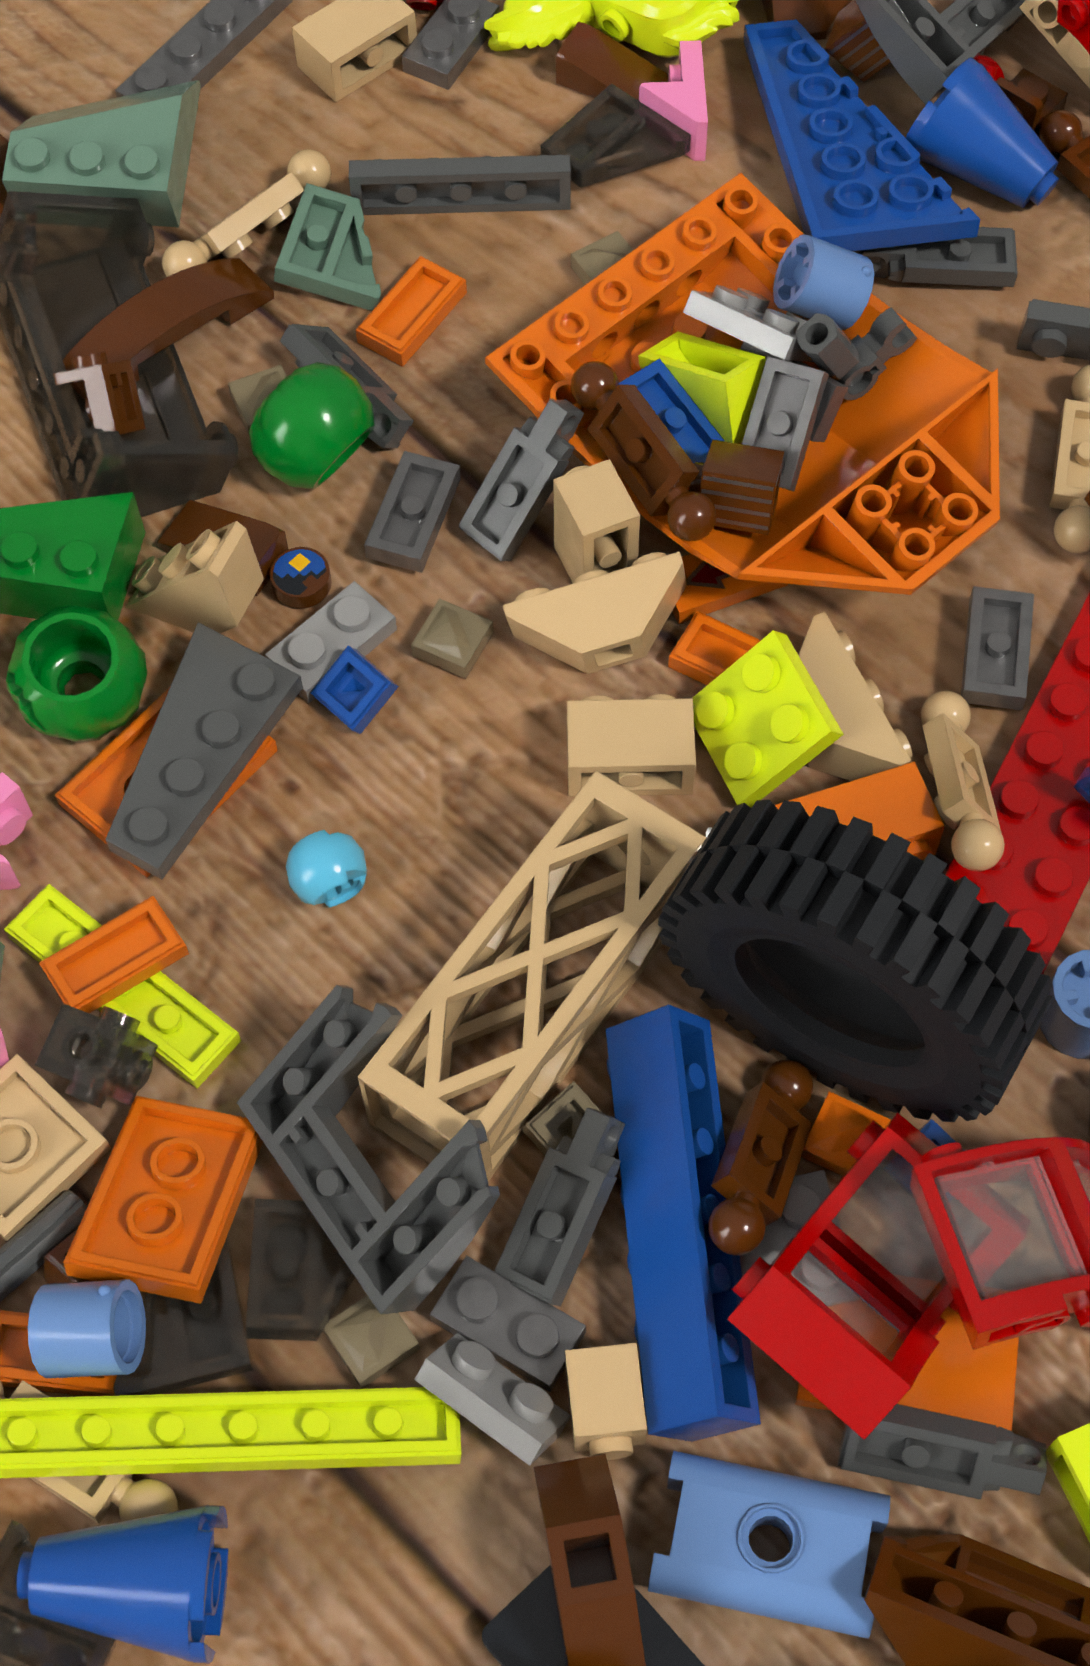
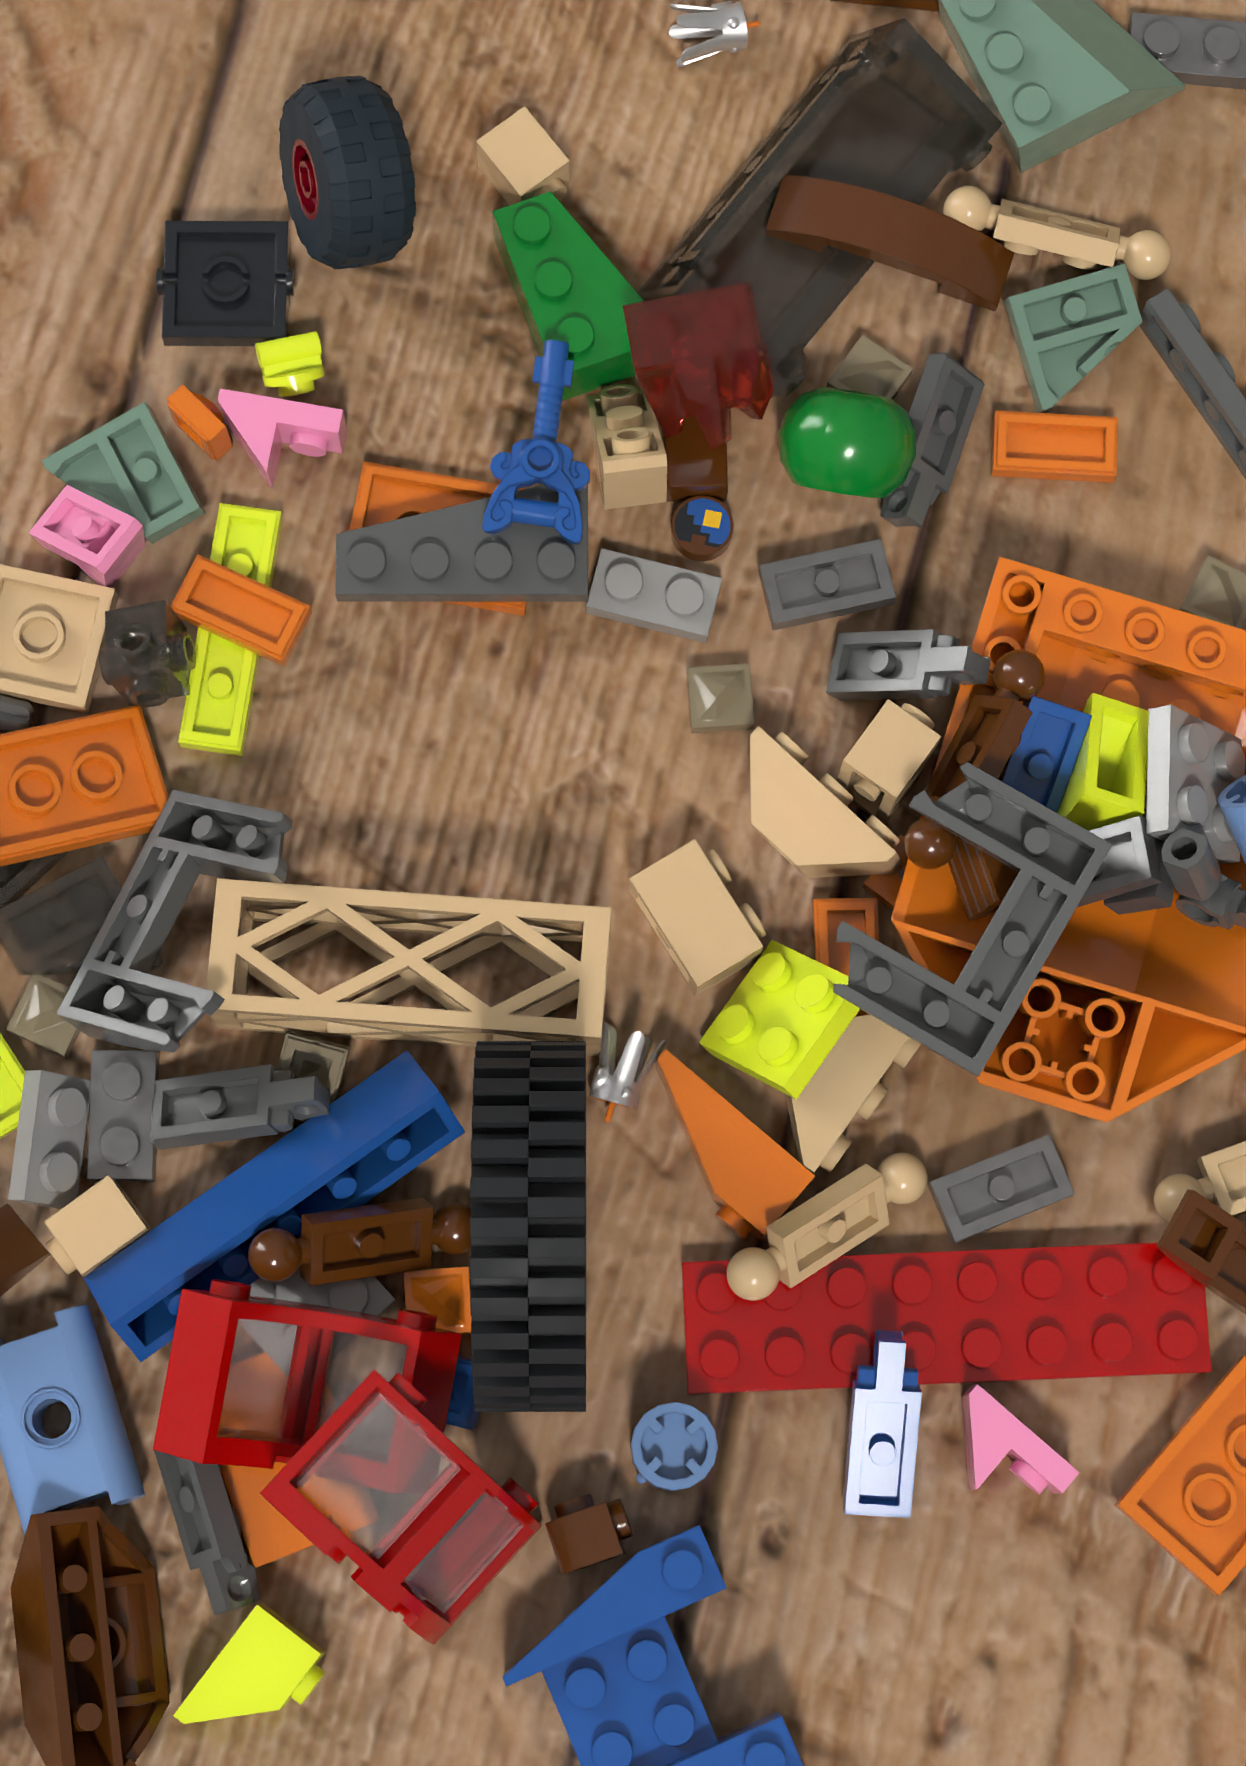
camera: 55 degrees right, 15 degrees up
(68, 644) = (454, 379): green piece -> none
(110, 389) = (769, 243): reddish brown bracket -> none
(166, 638) = (541, 460): none -> blue piece
(169, 471) = (700, 358): none -> clear red plate
(326, 868) = (424, 730): medium azure piece -> none
(354, 689) = (613, 646): blue tile -> none
(778, 422) = (1054, 871): none -> dark grey wedge

